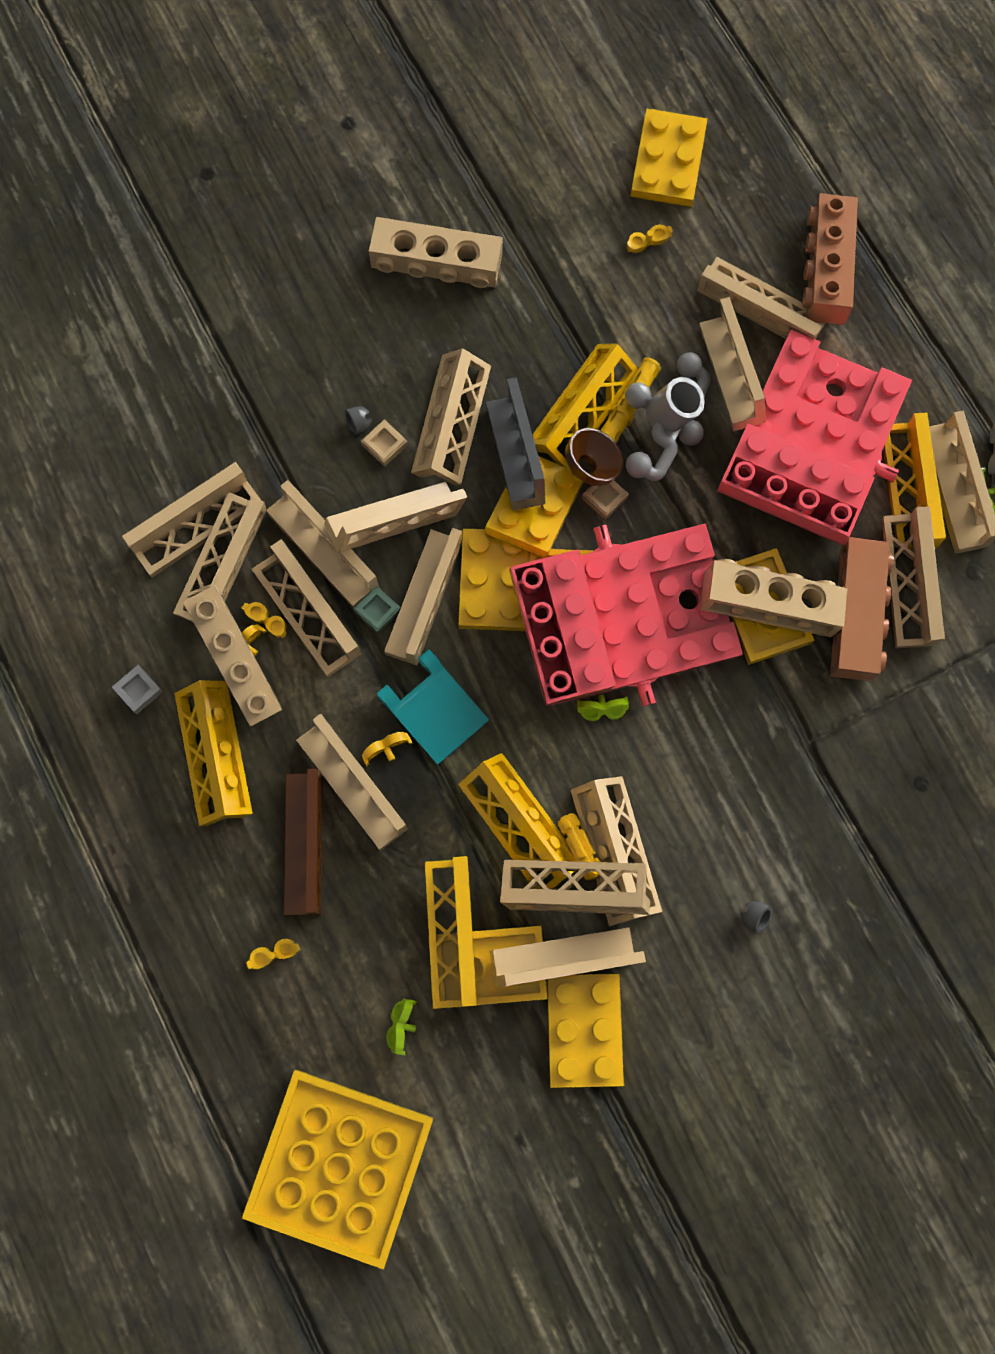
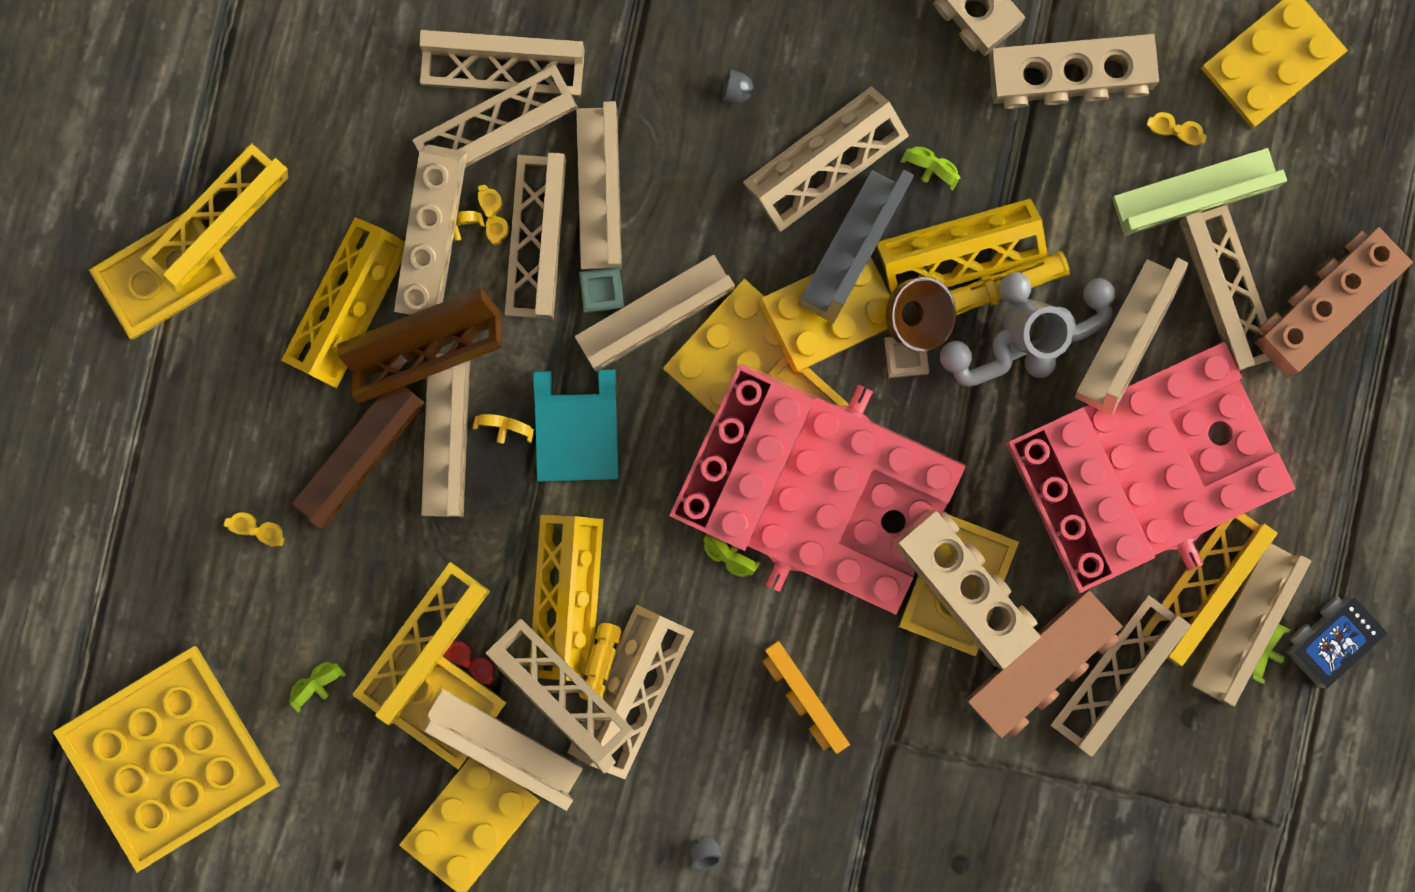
camera: 45 degrees right, 10 degrees up
(70, 835) = (141, 296): none -> yellow tile
(86, 767) = (226, 222): none -> yellow fence
(137, 689) = (324, 187): light grey plate -> none
(283, 729) = (422, 337): none -> reddish brown fence
(384, 443) = (742, 130): tan tile -> none
(393, 516) = (686, 216): tan fence -> none
(504, 920) = (480, 669): none -> red piece
(520, 370) = (941, 167): none -> lime piece
(585, 213) = (1133, 53): none -> tan brick
(688, 267) = (1197, 191): none -> yellowish green fence
(734, 753) = (804, 698): none -> light orange plate

